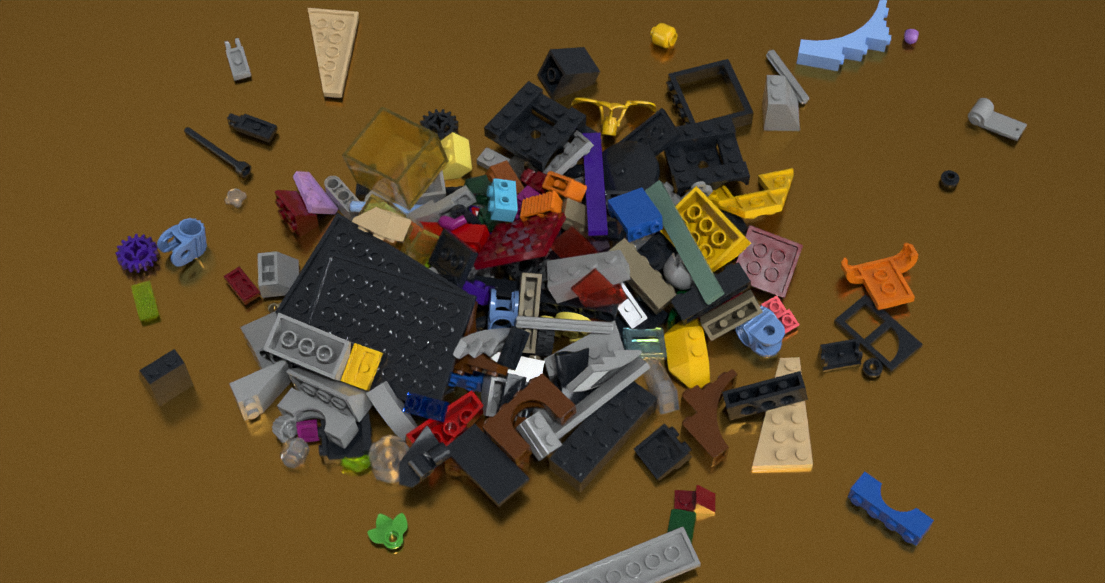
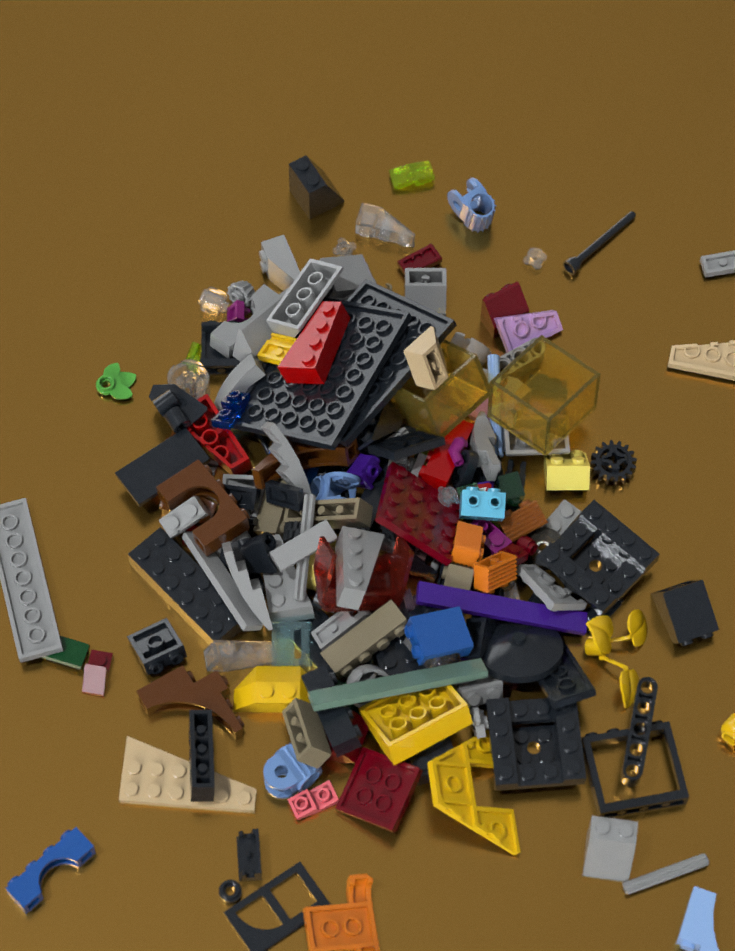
camera: 95 degrees right, 5 degrees up
(137, 253) = (469, 164): dark purple gear -> none
(201, 321) = (379, 224): none -> clear slope
(231, 353) = (339, 251): none -> clear plate
(253, 126) = (629, 276): black hinge -> none
(368, 329) = (316, 346): none -> red wedge
(496, 225) = (448, 496): none -> clear plate
(568, 320) = (302, 545): none -> light grey tile
(685, 87) = (636, 741): none -> black beam

